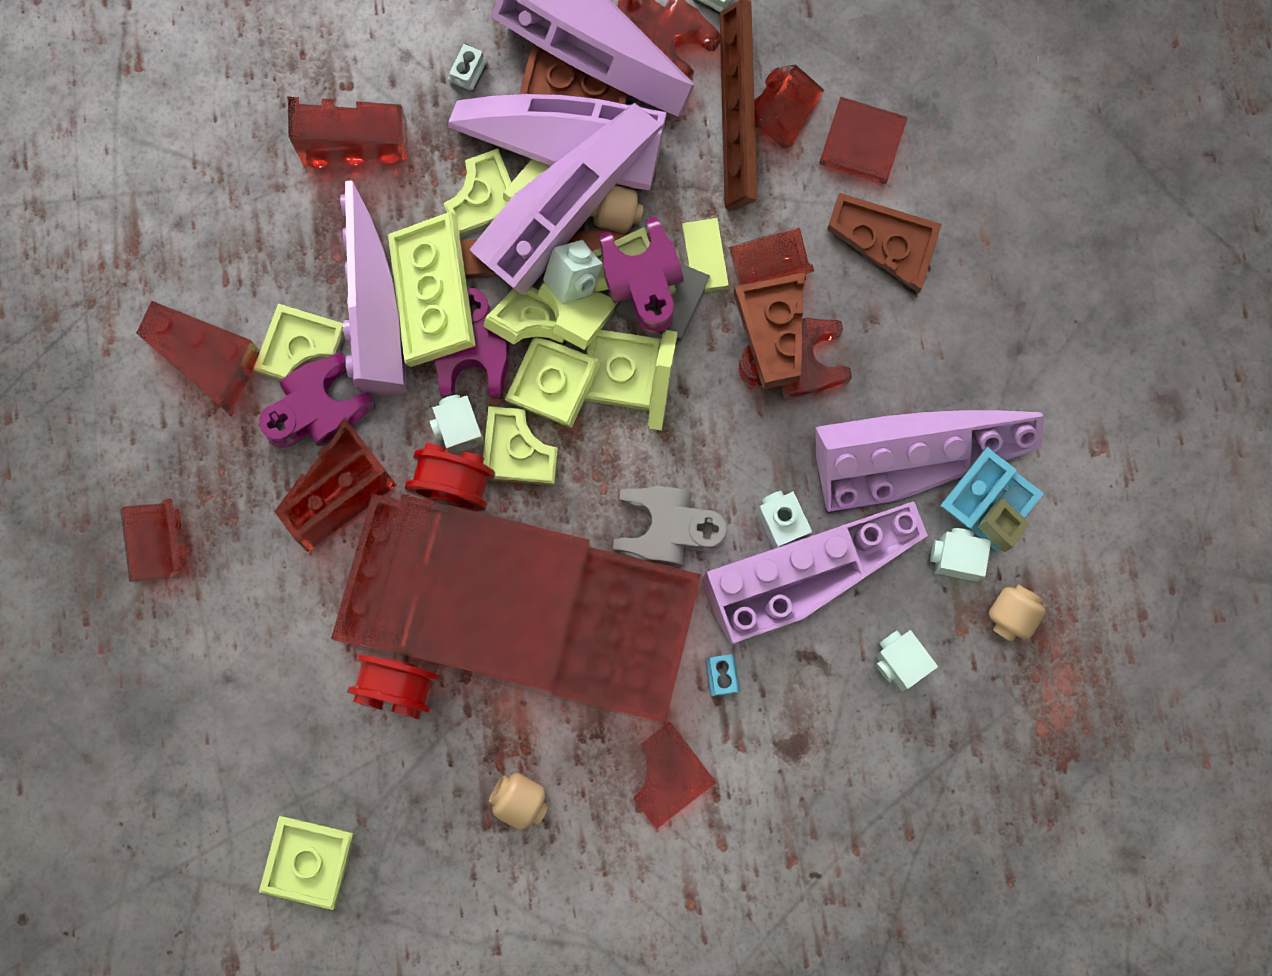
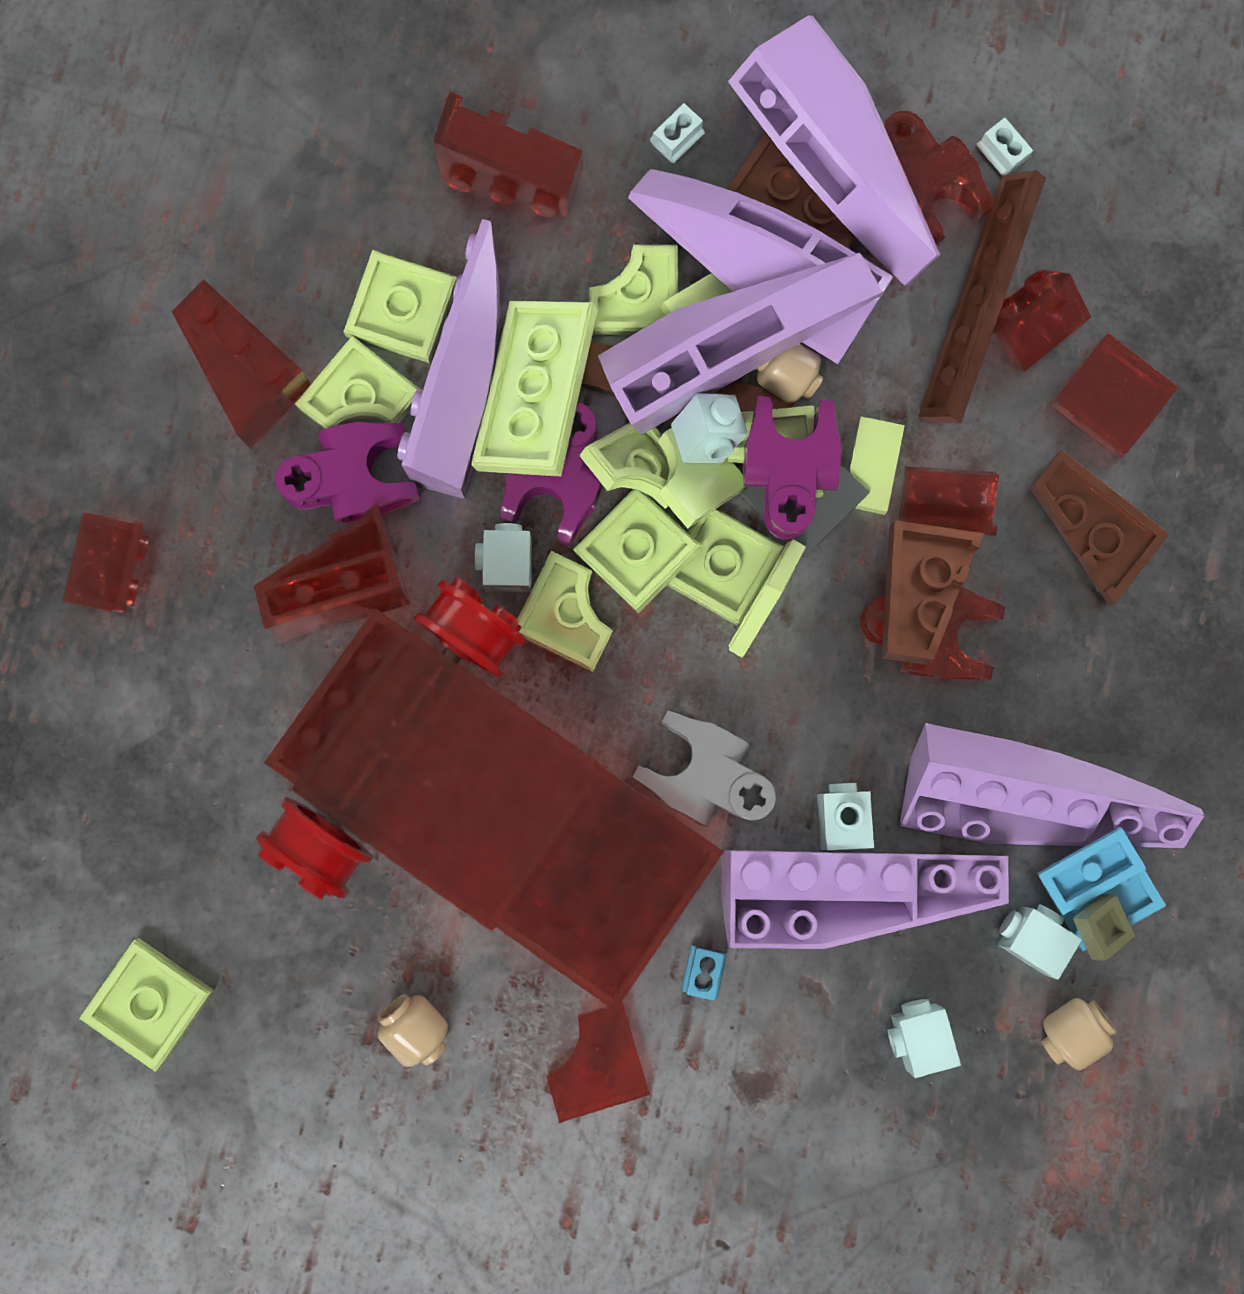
camera: 15 degrees right, 5 degrees up
(306, 269) = (400, 306): none -> yellowish green tile

